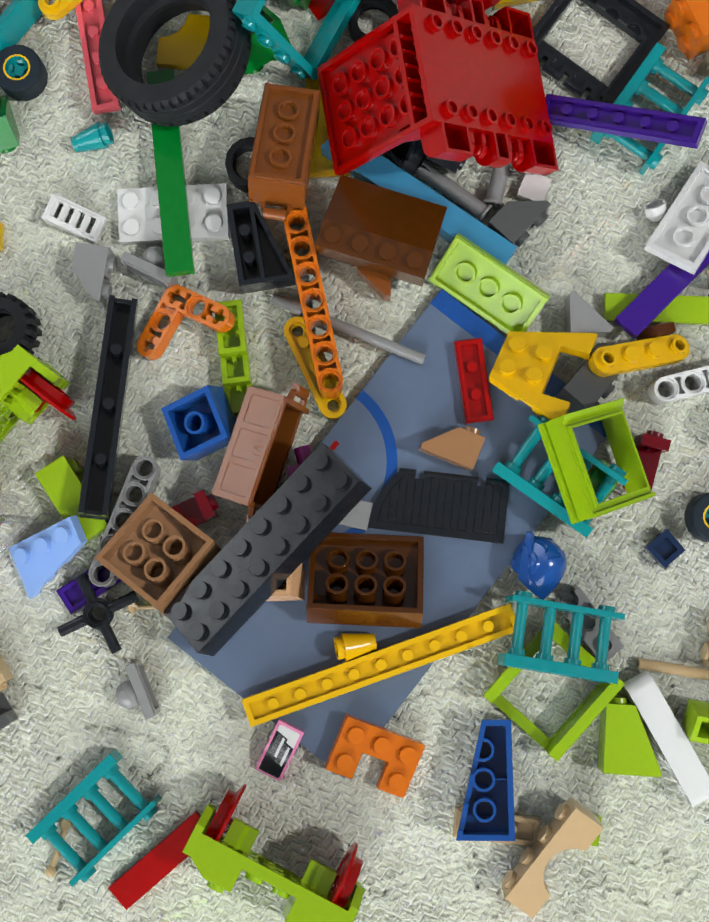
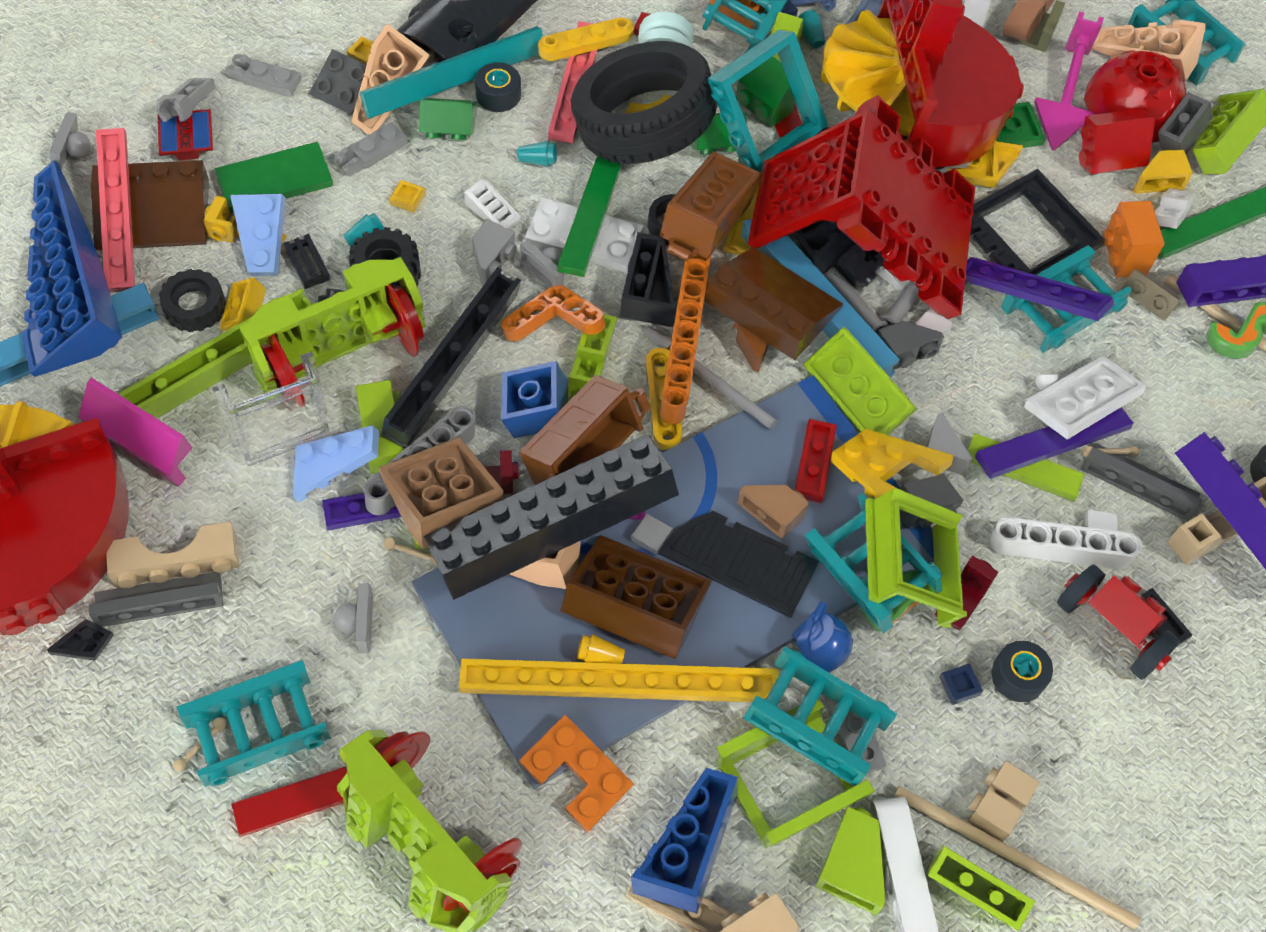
camera: 15 degrees right, 25 degrees down
(88, 619) = (354, 543): black bar -> none
(280, 749) = (476, 731): slope -> none
(638, 355) = (990, 493): yellow plate -> none
(657, 330) = (1014, 480): reddish brown tile -> none

